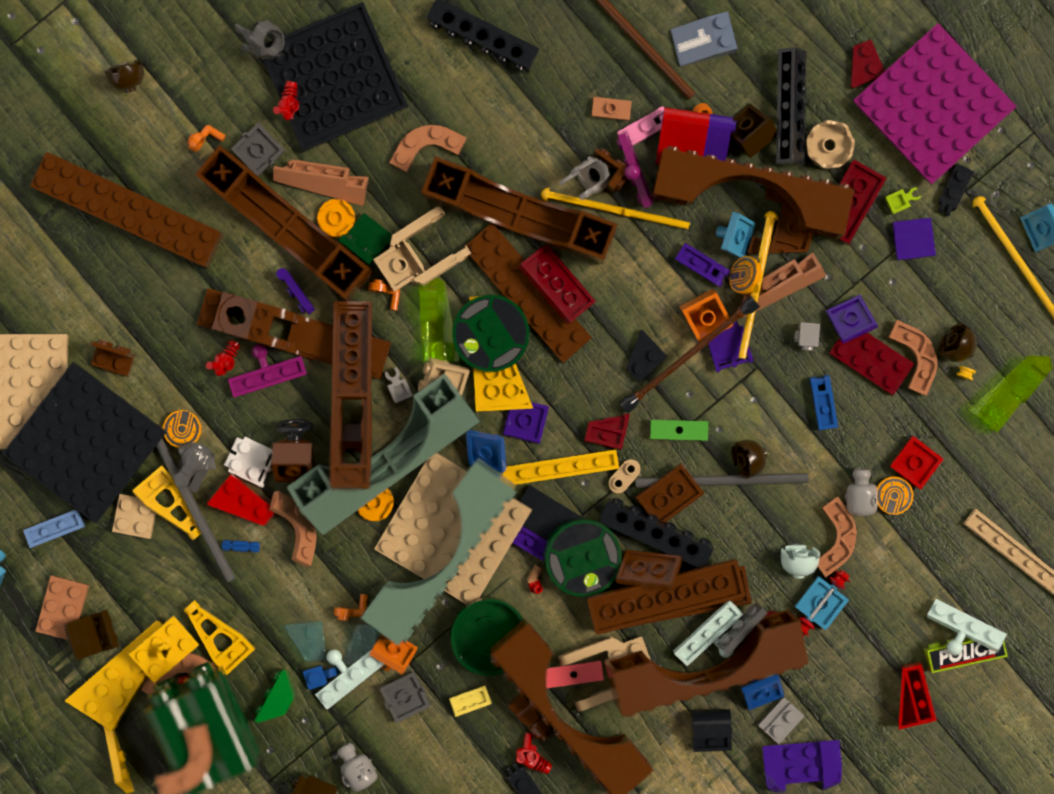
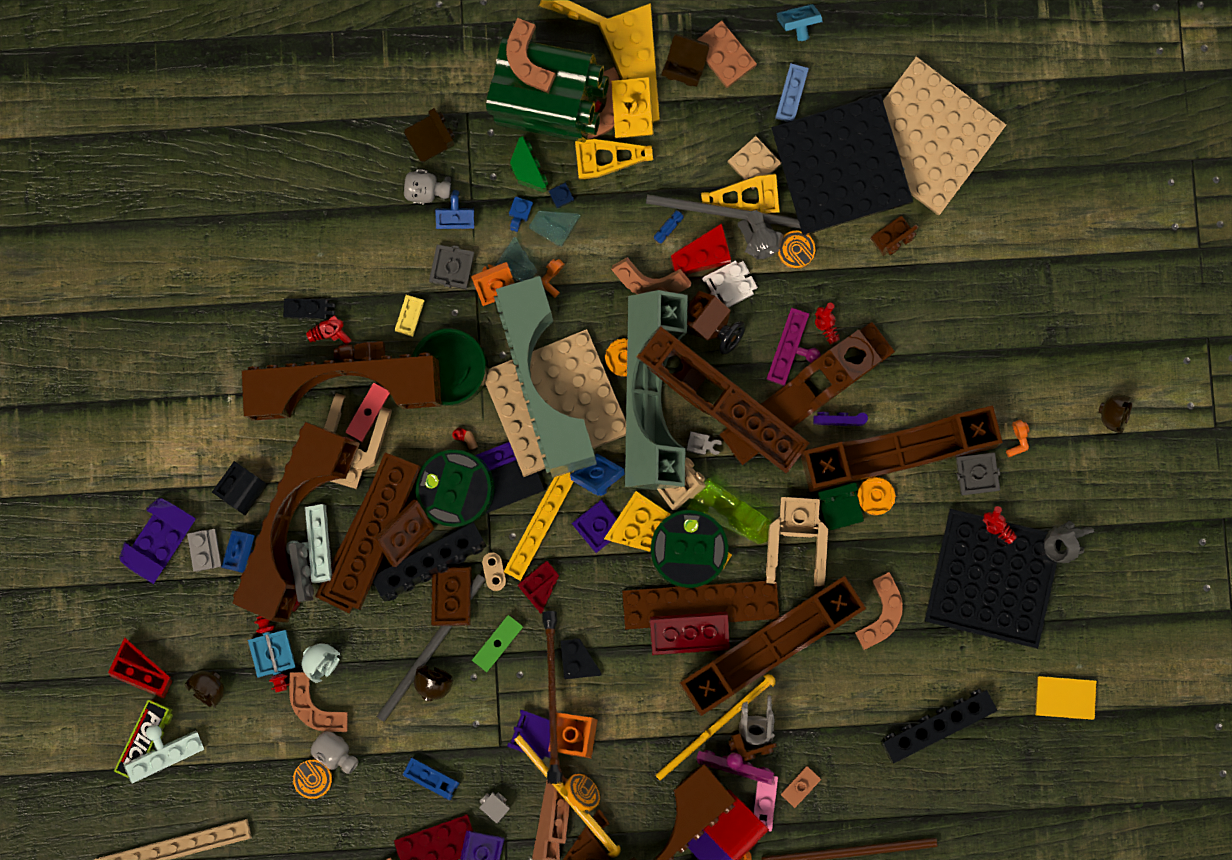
camera: 130 degrees right, 5 degrees down
(127, 210) = (1004, 333): reddish brown brick -> none
(280, 652) = (561, 195): none -> dark blue plate
(324, 180) = (914, 508): nougat wedge -> none
(348, 679) = (499, 232): light aqua plate -> none
(362, 726) = (454, 217): none -> blue plate
(380, 287) = (794, 489): orange plate -> none
(701, 264) = (617, 764): dark purple plate -> none
(737, 235) = (620, 810): dark azure tile -> none
(887, 633) = (206, 687): none -> dark brown cylinder
(916, 462) = (325, 817): red plate -> none

